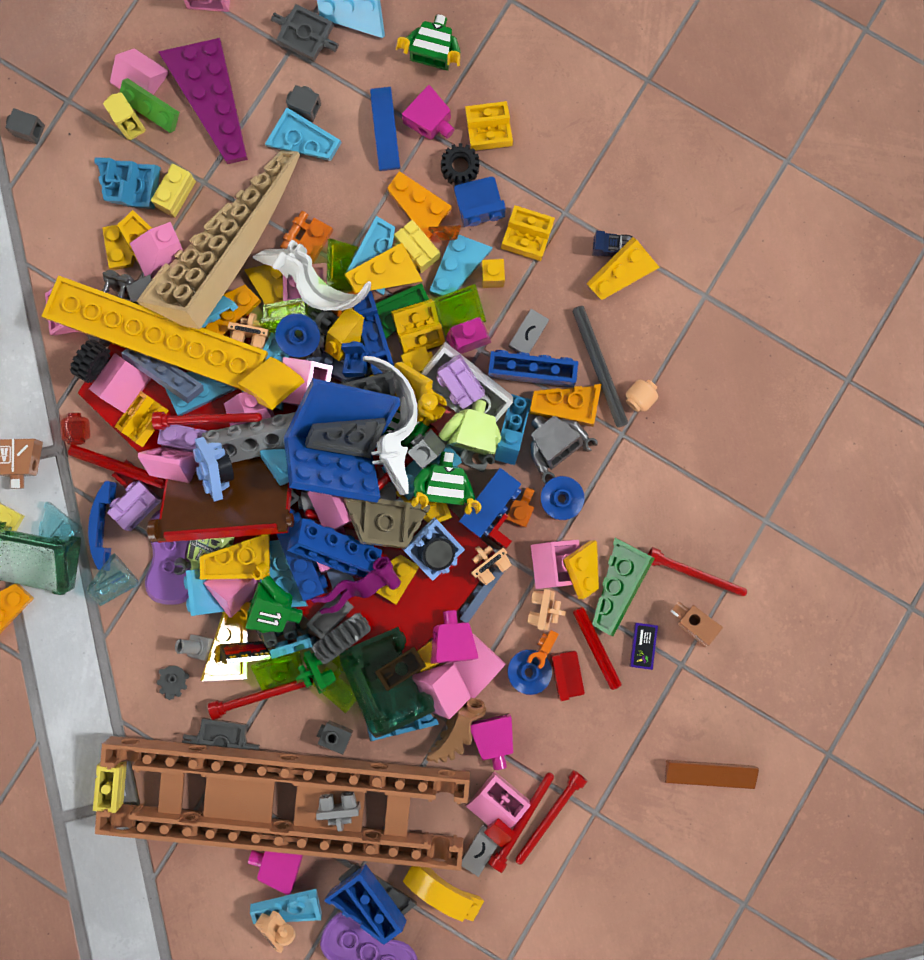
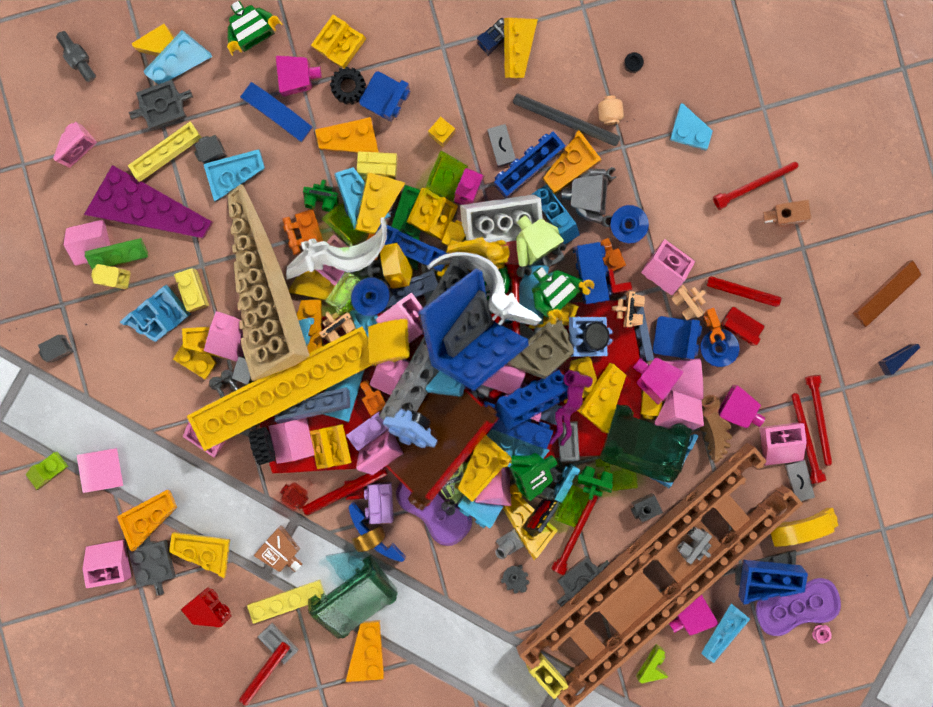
camera: 45 degrees left, 5 degrees up
(94, 525) = (369, 540): none -> pearl gold helmet
(111, 581) = (416, 560): clear light blue wing -> none
(161, 420) = (347, 433): red piece -> none
(195, 873) = (649, 669): none -> lime slope
(218, 408) = (373, 400): none -> orange plate
(268, 69) = (164, 151): none -> light yellow plate
(275, 930) = (732, 651): light nougat hips -> none
(341, 638) = (592, 446): dark grey gear -> none
(350, 222) = (320, 193): none -> green hips
(353, 362) = (419, 274): blue bracket -> none
(388, 675) = (640, 438): dark brown piece -> none
(395, 610) = (603, 398): none -> yellow wing
(425, 448) = (522, 281): dark grey brick -> none
(445, 232) = (385, 136): clear orange slope -> none
(457, 264) = (413, 149): medium azure wing -> none
(460, 382) = (498, 219): lavender brick -> none
(499, 832) = (801, 458): red tile -> none
(504, 626) = (676, 337): none -> blue bracket
(527, 233) = (434, 84): yellow slope -> none
(583, 569) = (687, 253): yellow wing -> none
(624, 576) = (718, 238): wing -> none
(643, 646) = (769, 260): tile -> none
(658, 835) = (894, 361): none -> dark blue slope
(689, 476) = (690, 129): none -> medium azure wing
(699, 378) = (633, 62): none -> black tile

